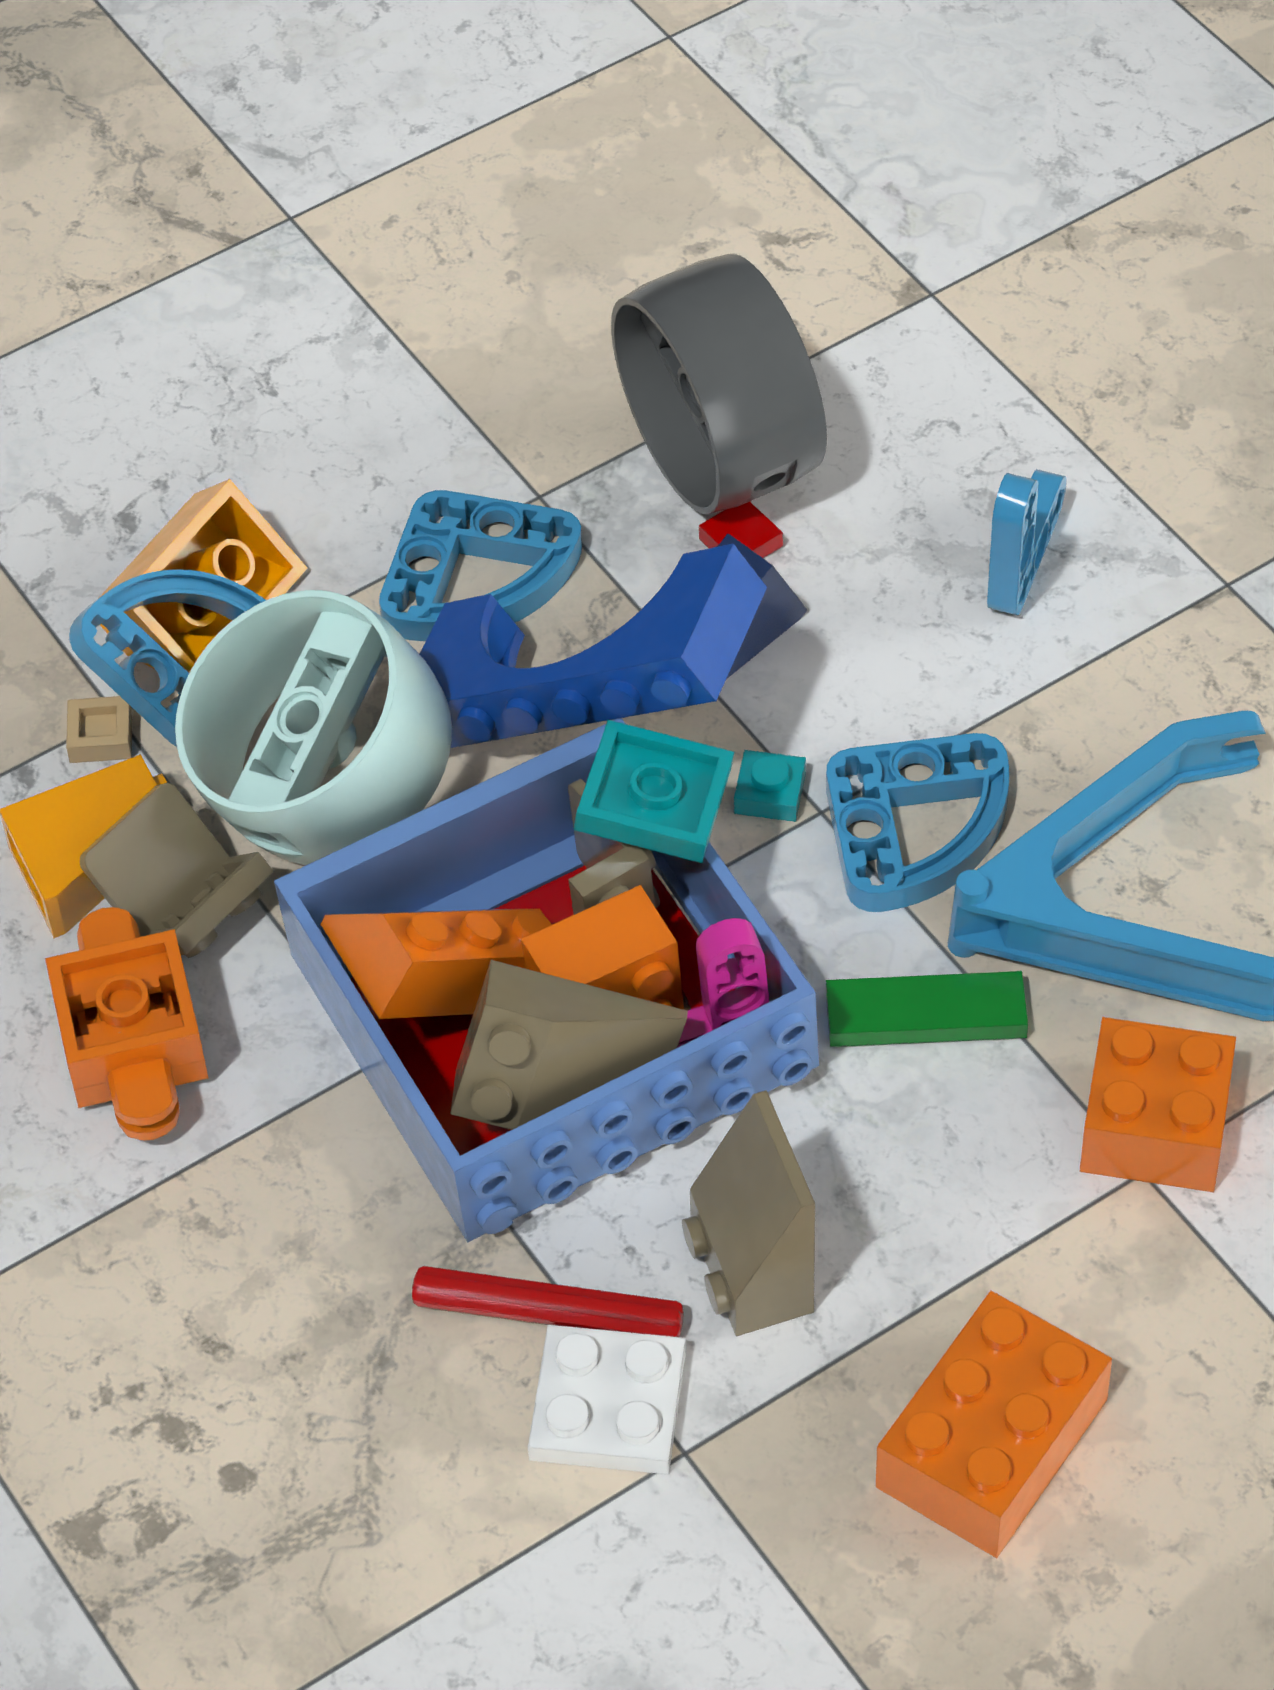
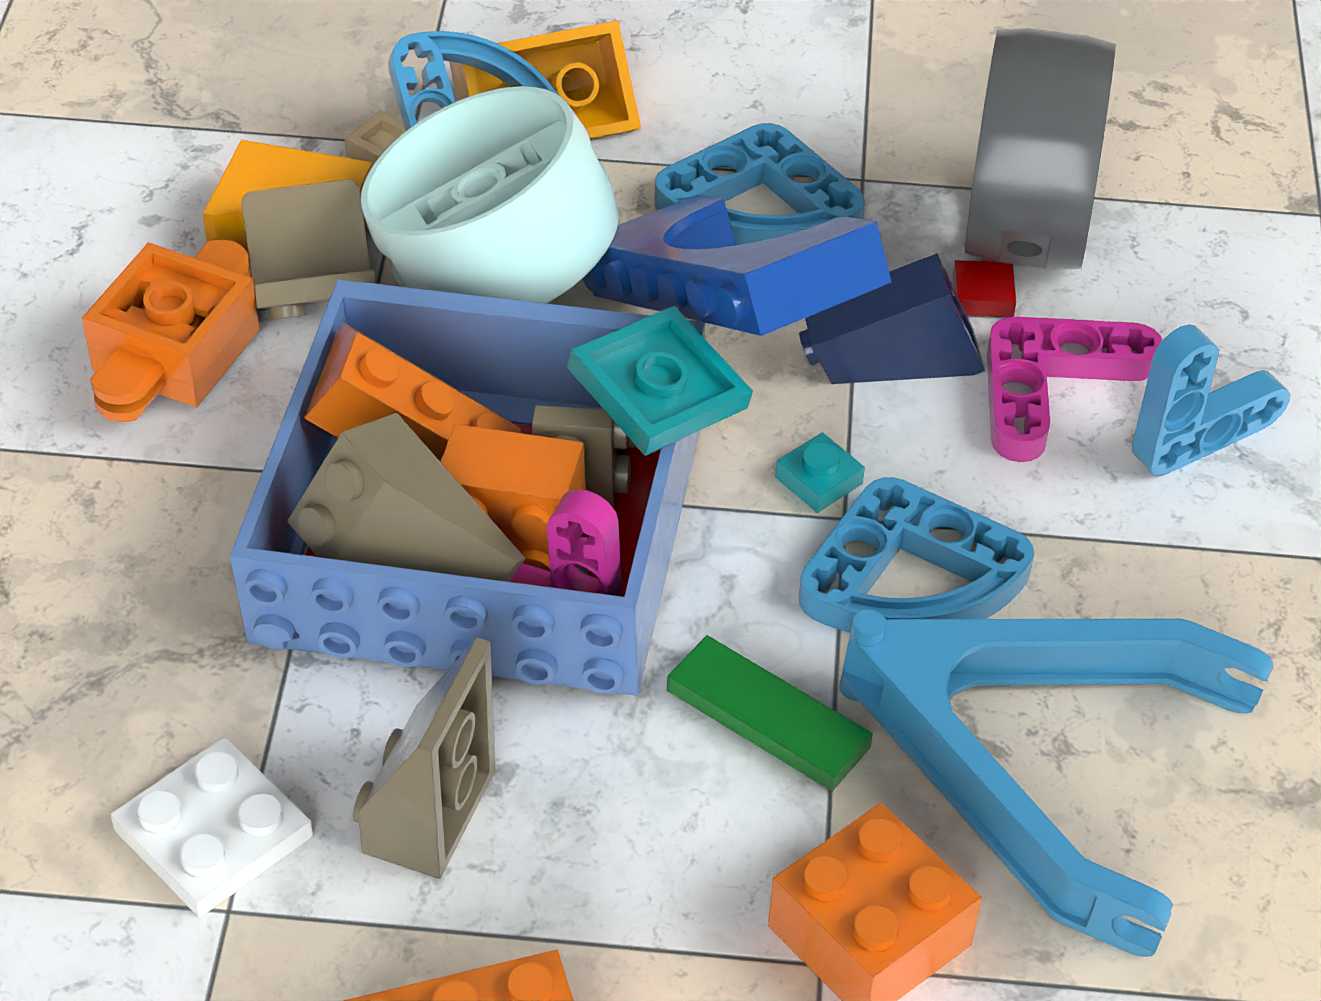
camera: 35 degrees right, 5 degrees down
(544, 1302) = (246, 724): red axle -> none
(847, 572) = (1042, 358): none -> dark pink beam

